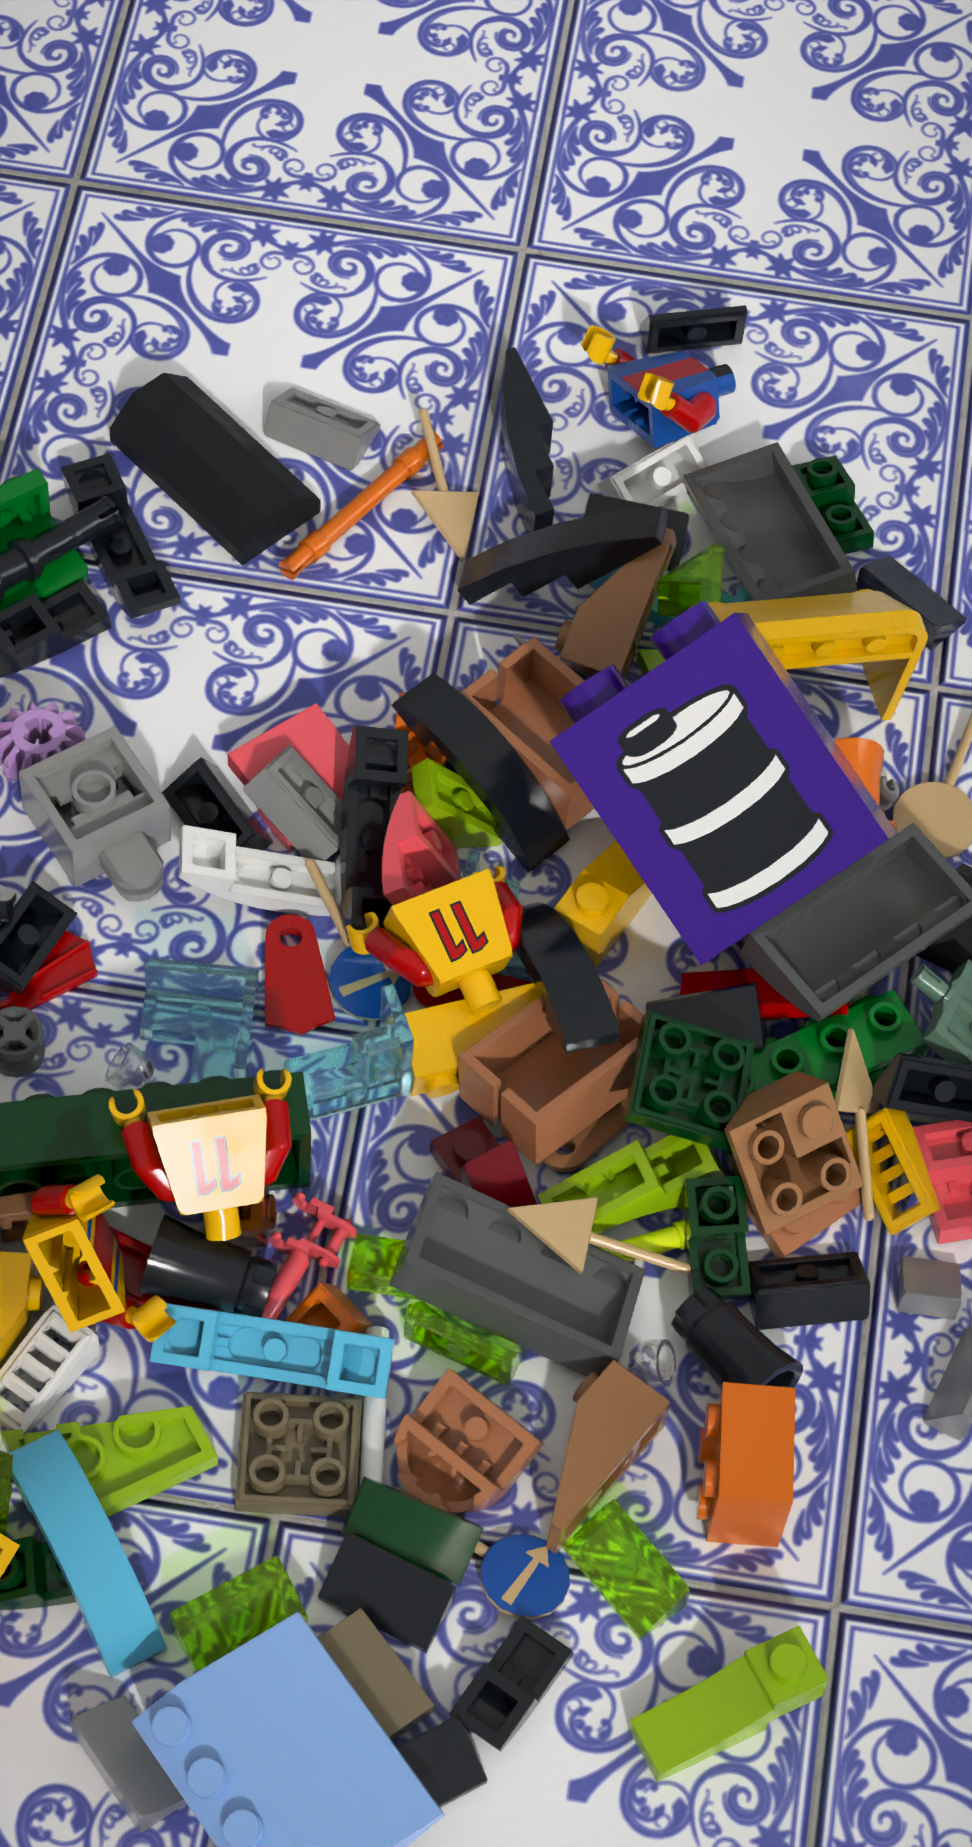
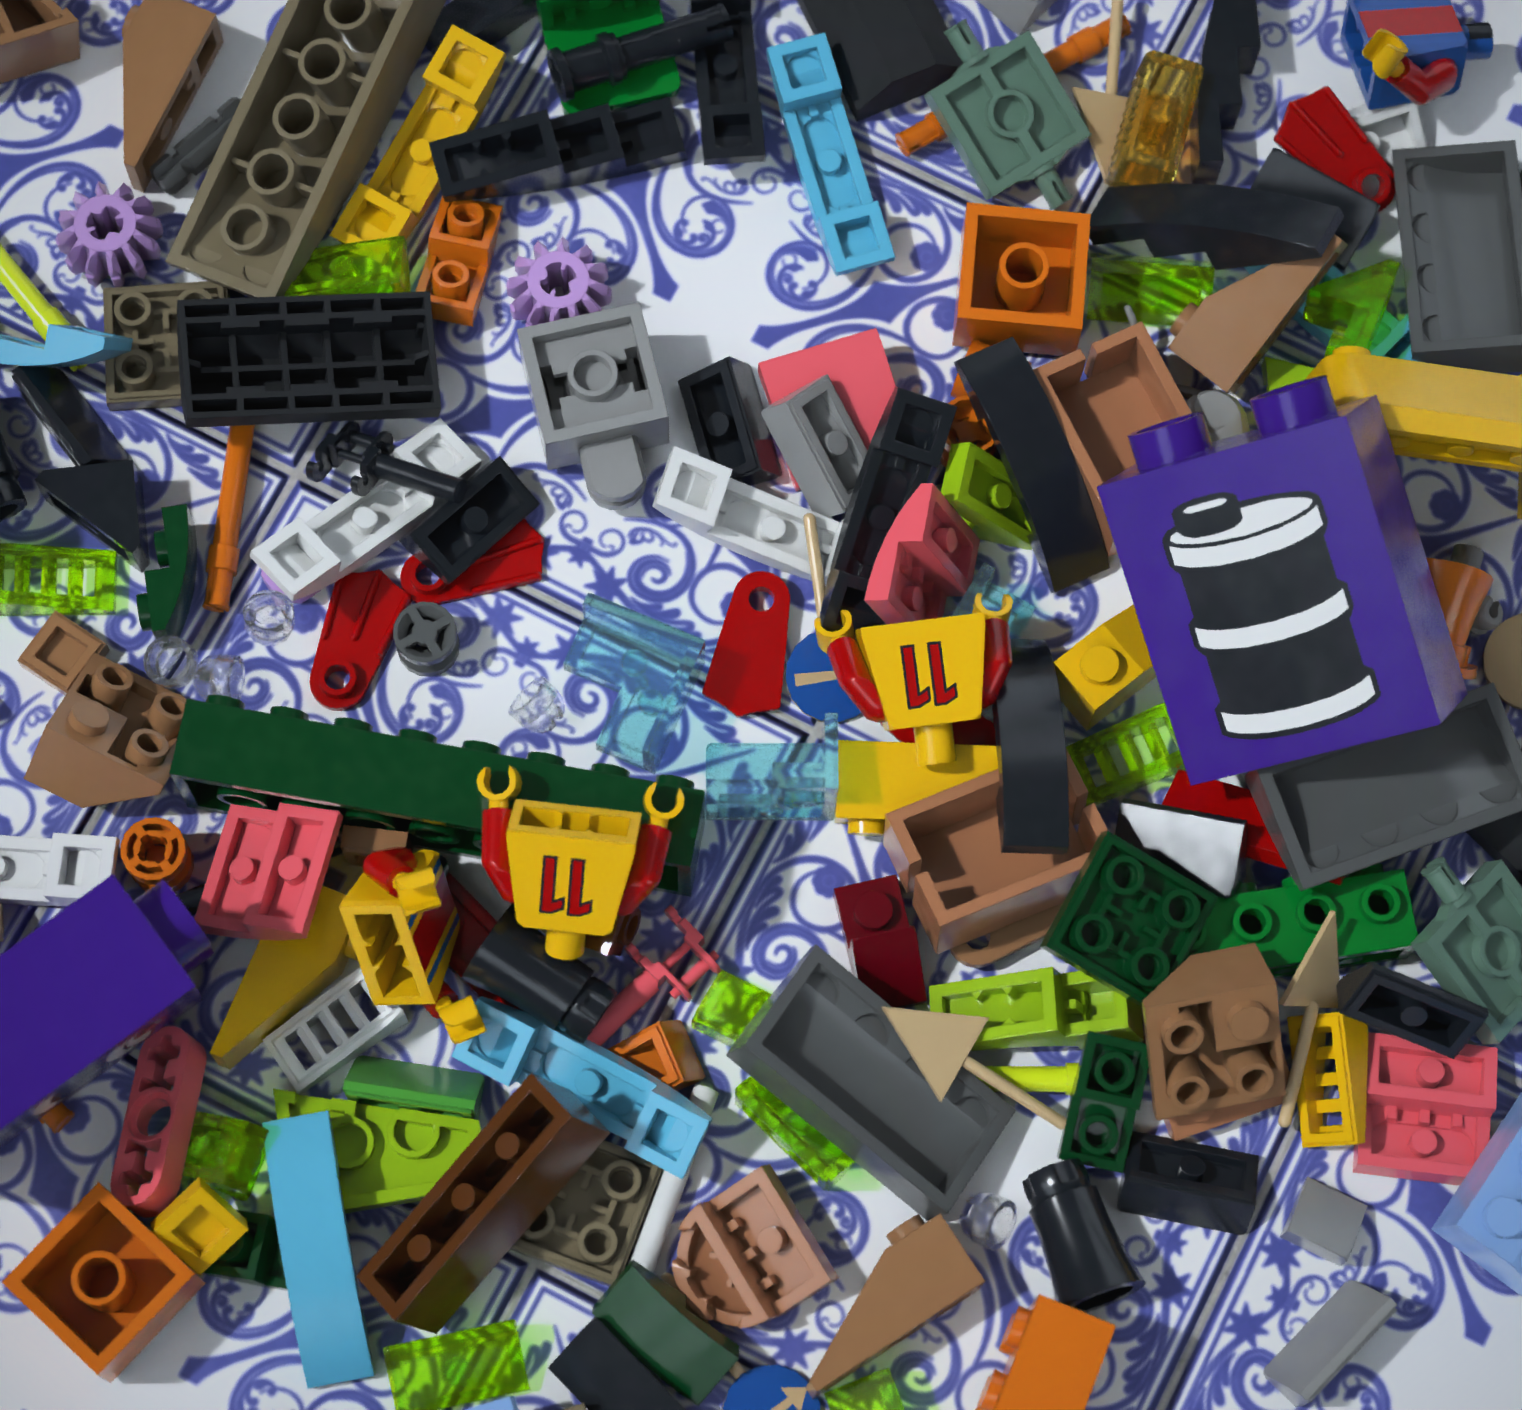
camera: 20 degrees right, 15 degrees up
(110, 1402) = (414, 1087): none -> bright green slope
(221, 1461) = (482, 1204): none -> reddish brown brick
(226, 591) = (827, 155): none -> medium azure slope
(366, 523) = (1007, 115): none -> sand green plate
(421, 630) = (1022, 278): none -> orange brick
(488, 495) = (1155, 121): none -> clear yellow brick
(540, 618) = (1150, 285): none -> clear neon green slope
(627, 475) = (1329, 139): none -> red piece
(664, 949) = (1122, 734): none -> clear neon green slope

